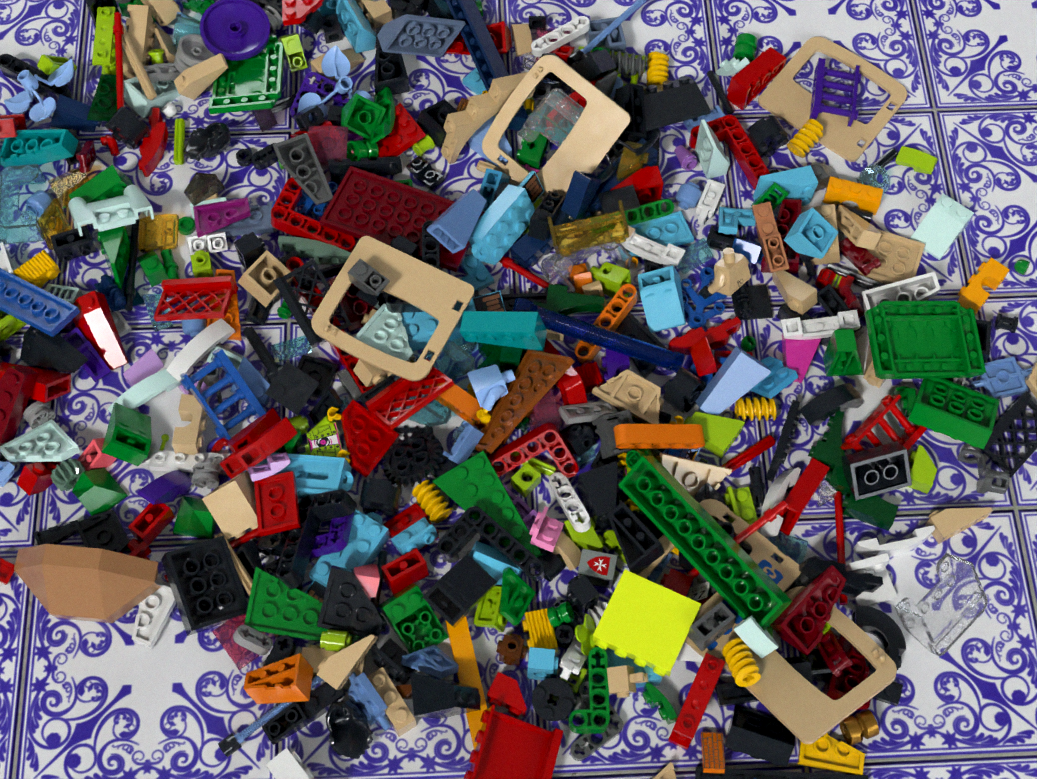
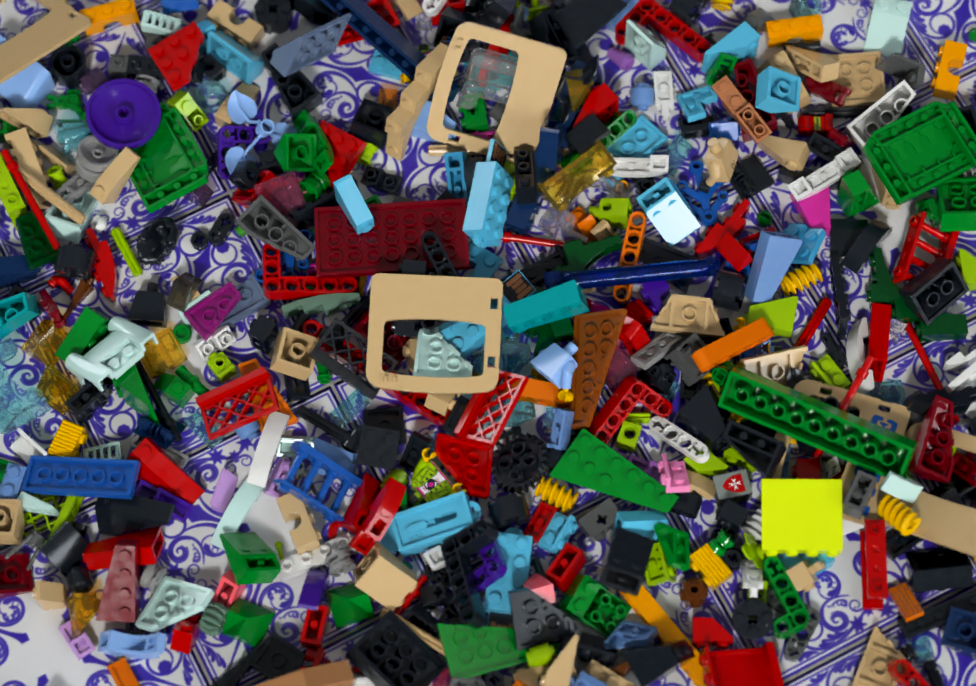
camera: 20 degrees left, 5 degrees up
(39, 202) = (29, 374): medium blue head -> none
(124, 157) = (81, 293): none -> reddish brown piece
(169, 192) = (149, 307): none -> black torso
(274, 464) = (402, 526): lavender slope -> none
(277, 503) = (425, 559): red plate -> none
(316, 43) = (207, 90): none -> clear light blue piece
(349, 384) = (423, 420): dark grey beam -> none
(367, 278) = (403, 315): dark grey slope -> none
(381, 173) = (353, 204): none -> medium azure slope
(458, 221) = (451, 220): medium blue slope -> none
(494, 539) = (634, 504): black beam -> none
(542, 663) = (726, 593): medium azure brick -> none
(656, 698) = (835, 578): green slope -> none
(814, 385) = (844, 234): none -> black slope
(936, 260) = (904, 69): none -> dark grey bracket

